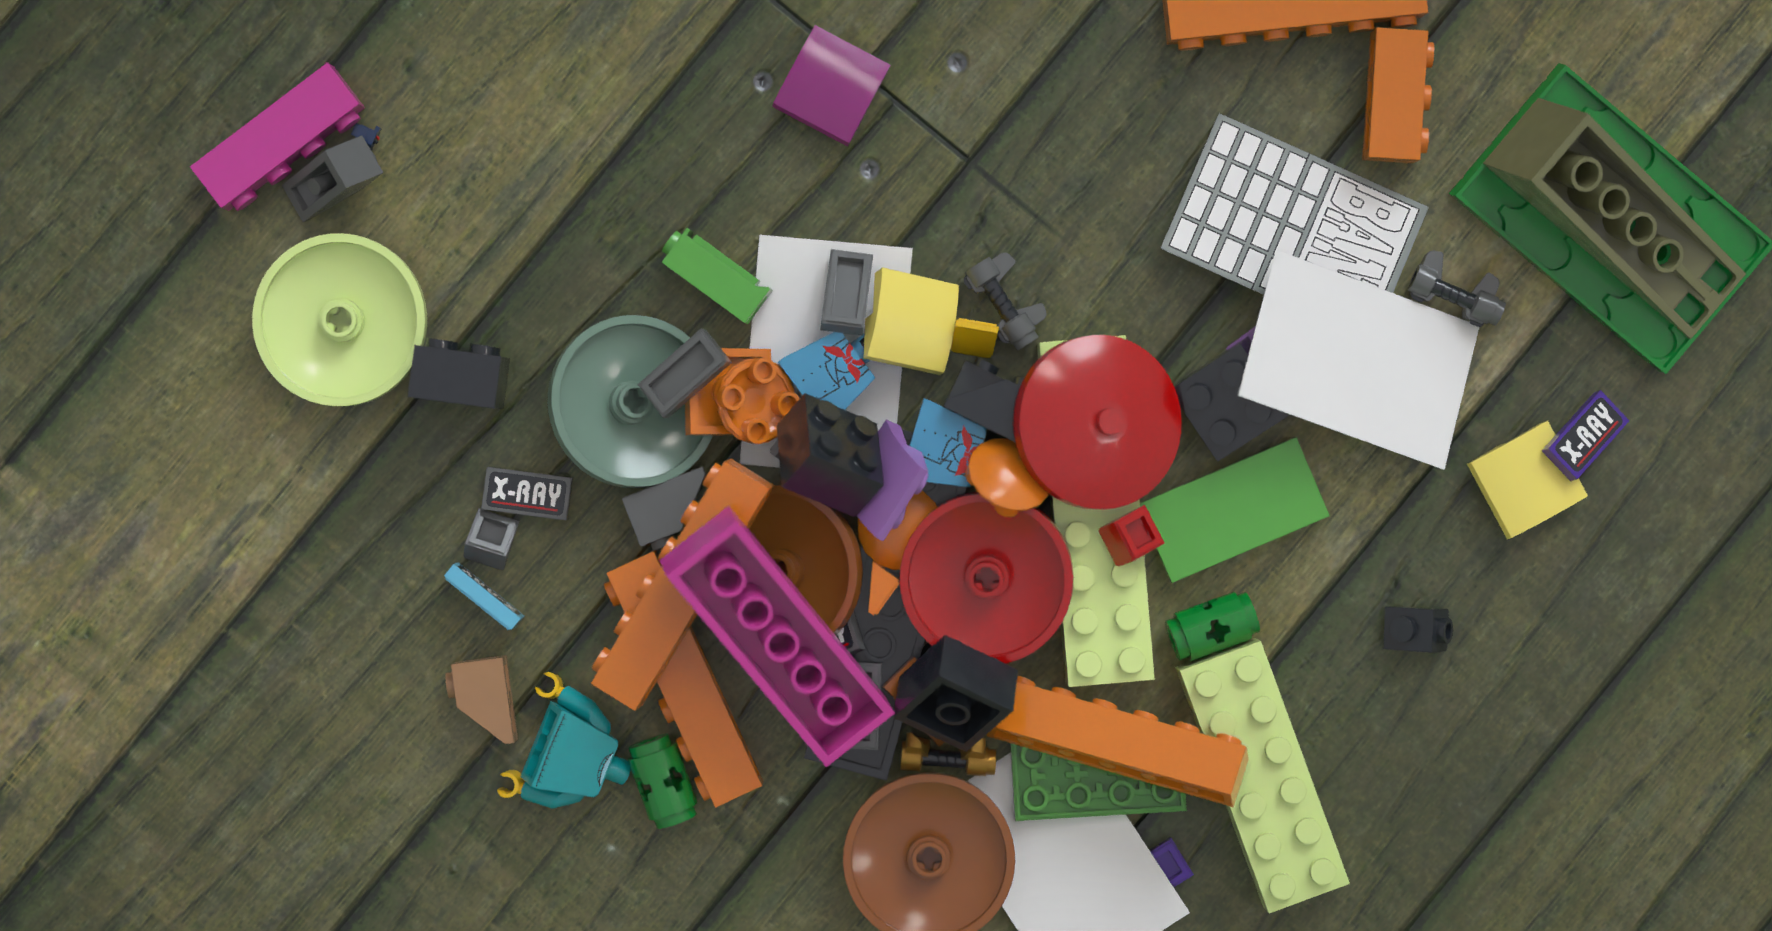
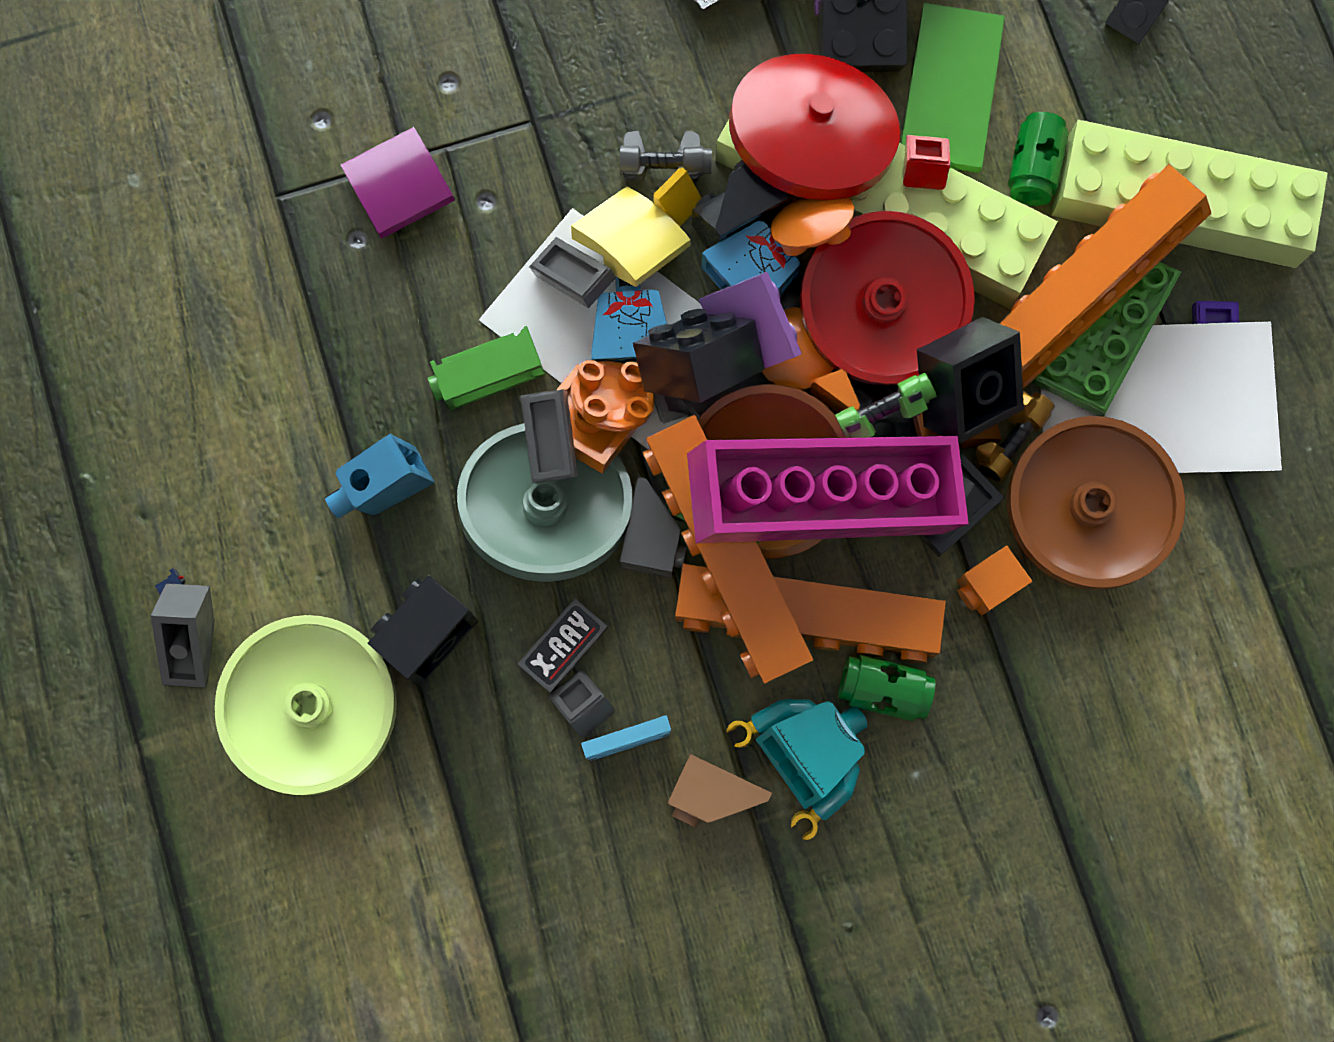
camera: 55 degrees left, 10 degrees down
(278, 138) = (118, 658): dark pink brick -> none
(571, 256) = (379, 478): none -> dark azure torso
(808, 813) = (992, 581): none -> orange brick
(900, 655) = (909, 399): none -> bright green piece

